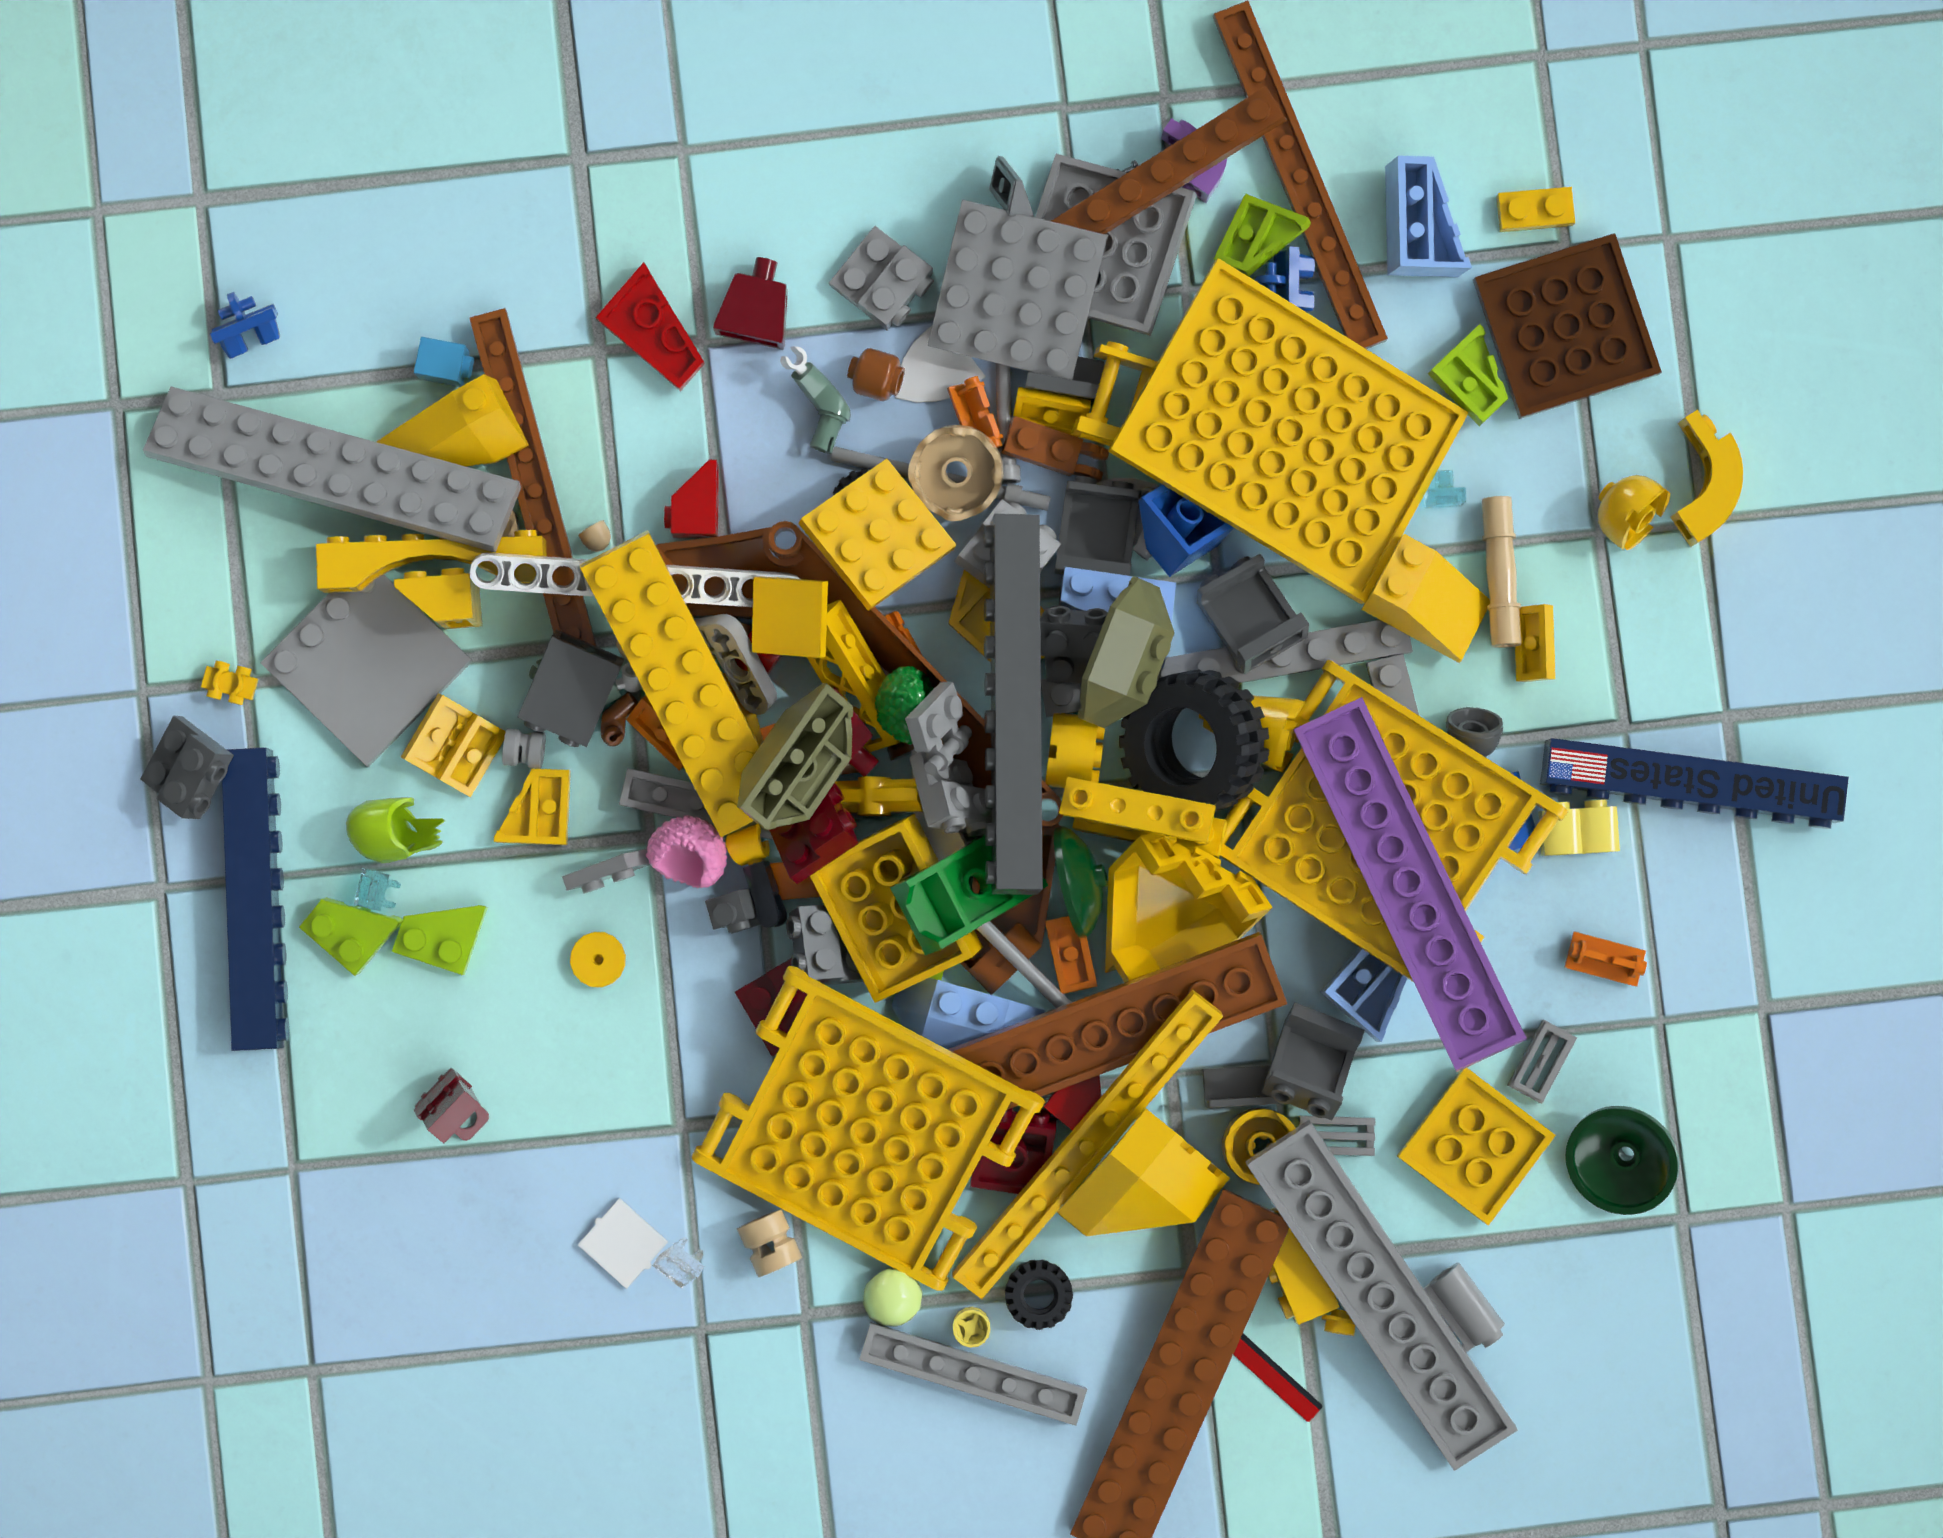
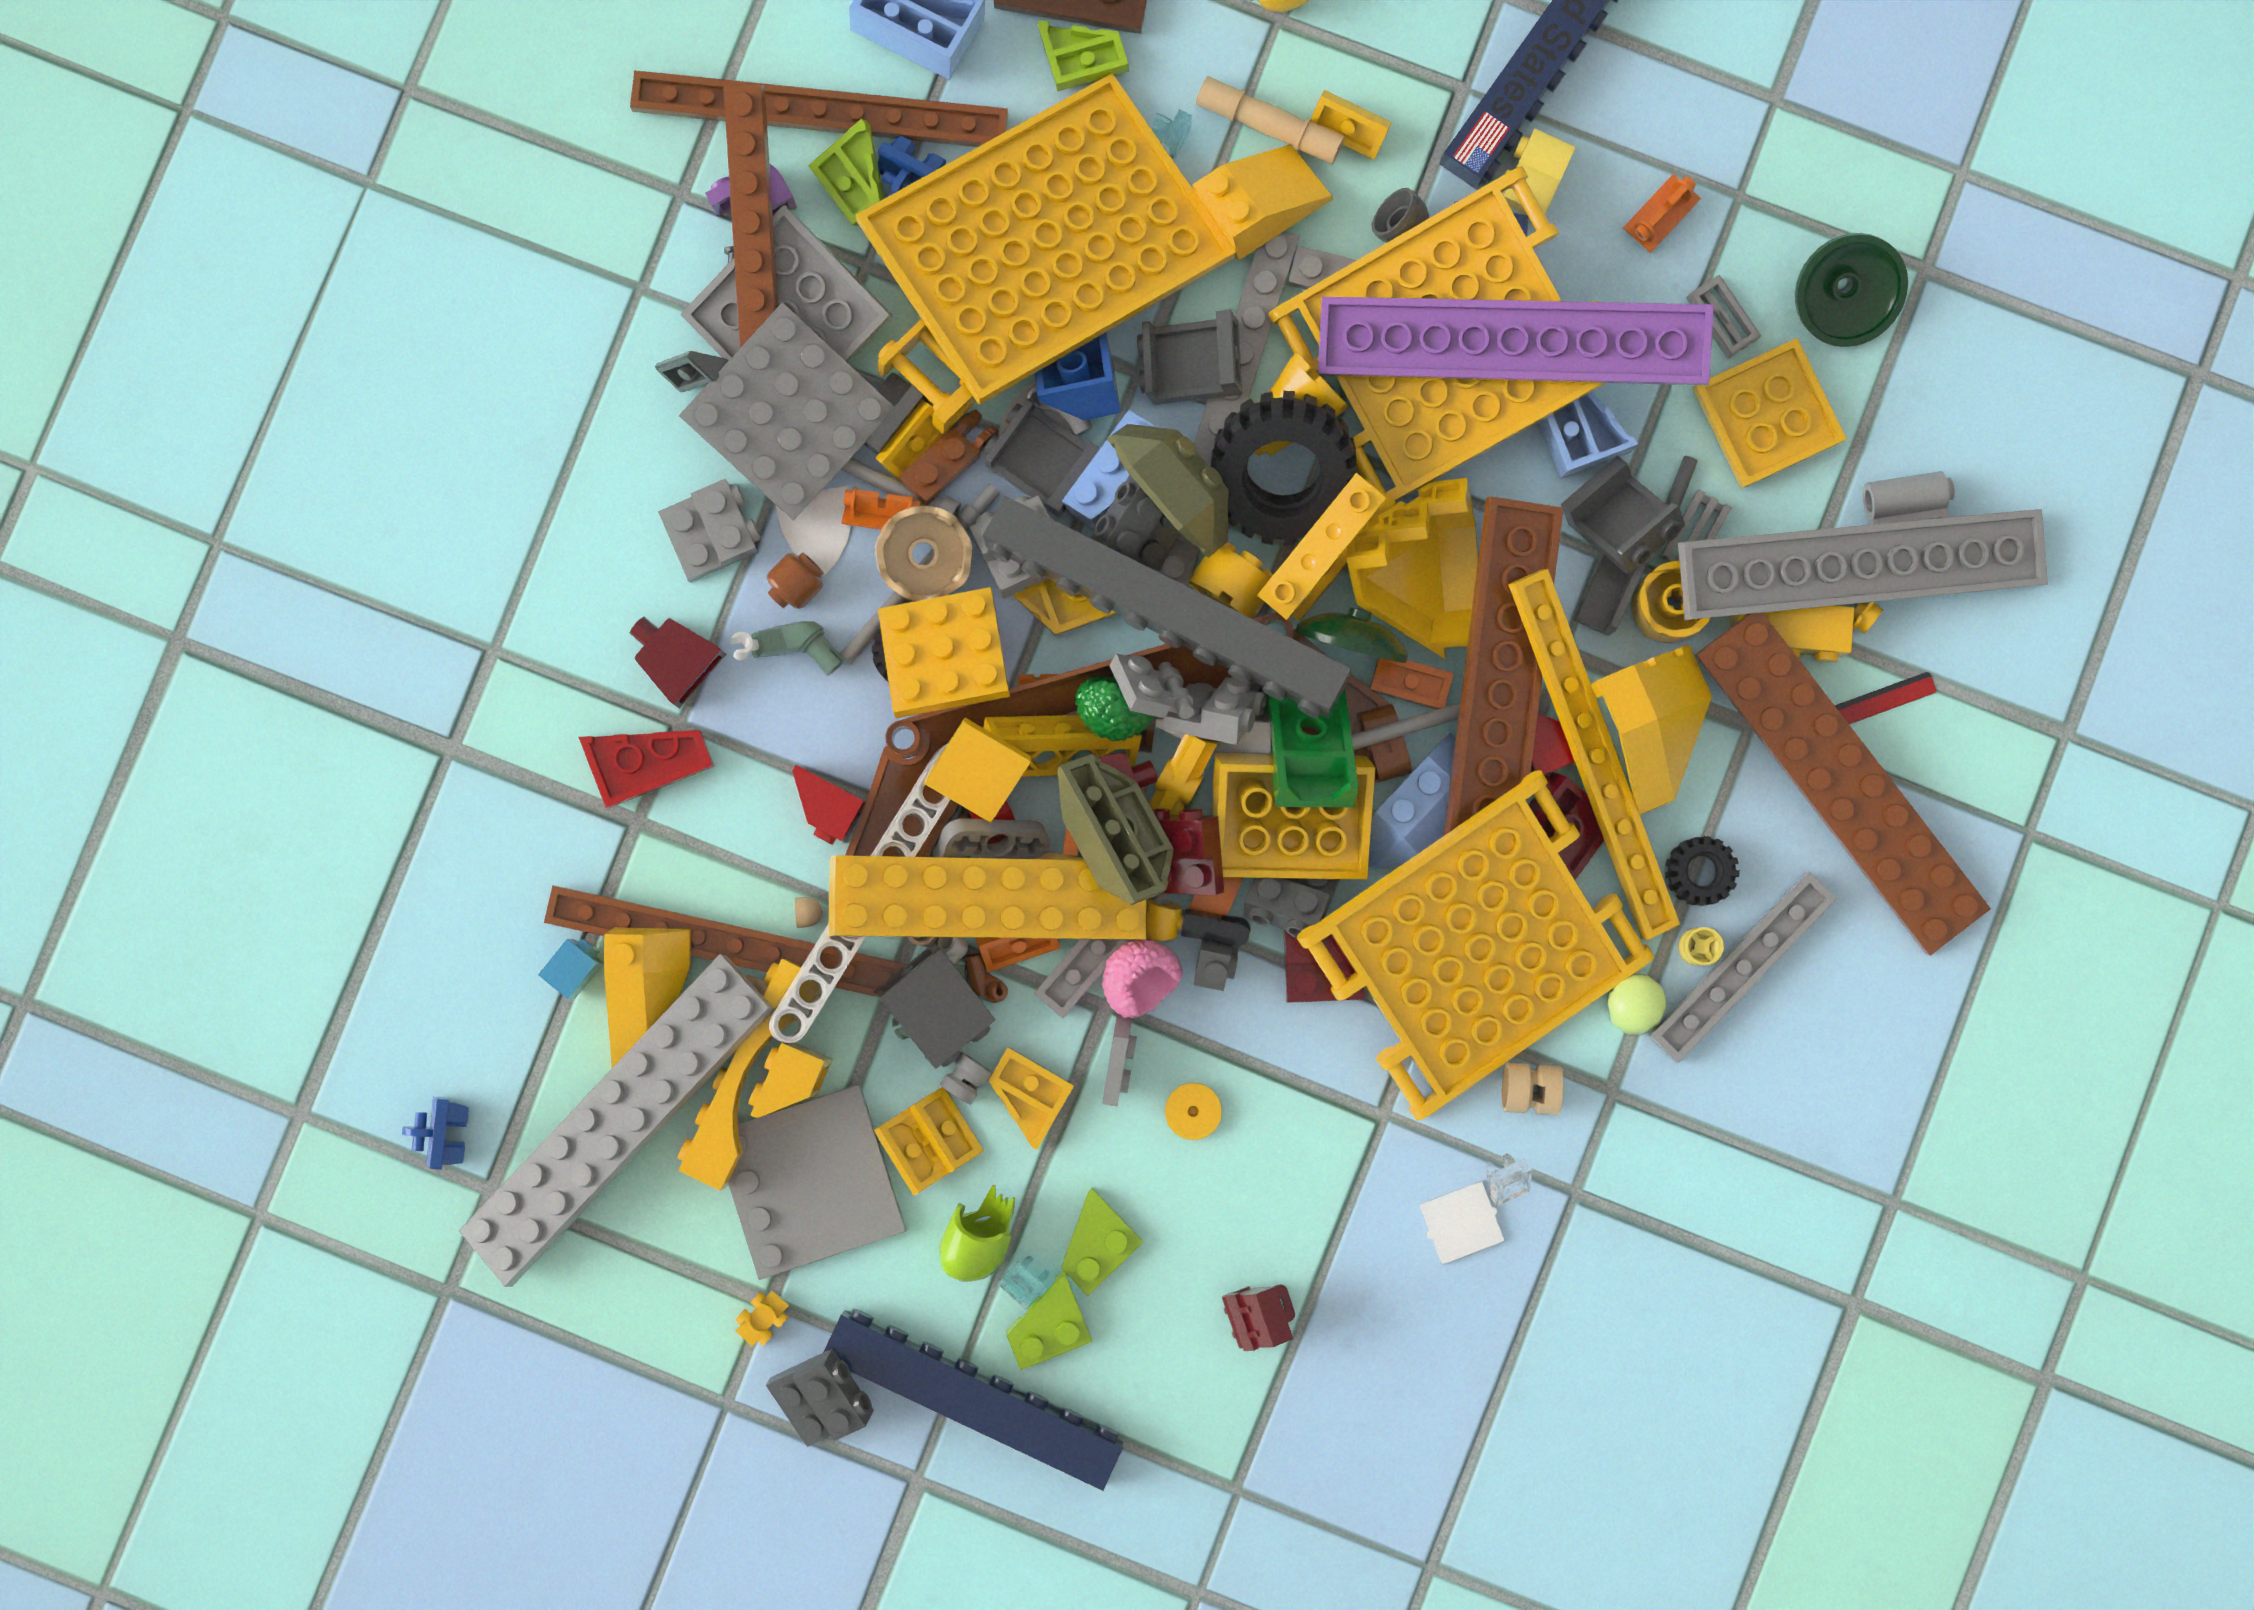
camera: 60 degrees left, 0 degrees up
(1370, 1100) = (1682, 481): none -> dark grey piece

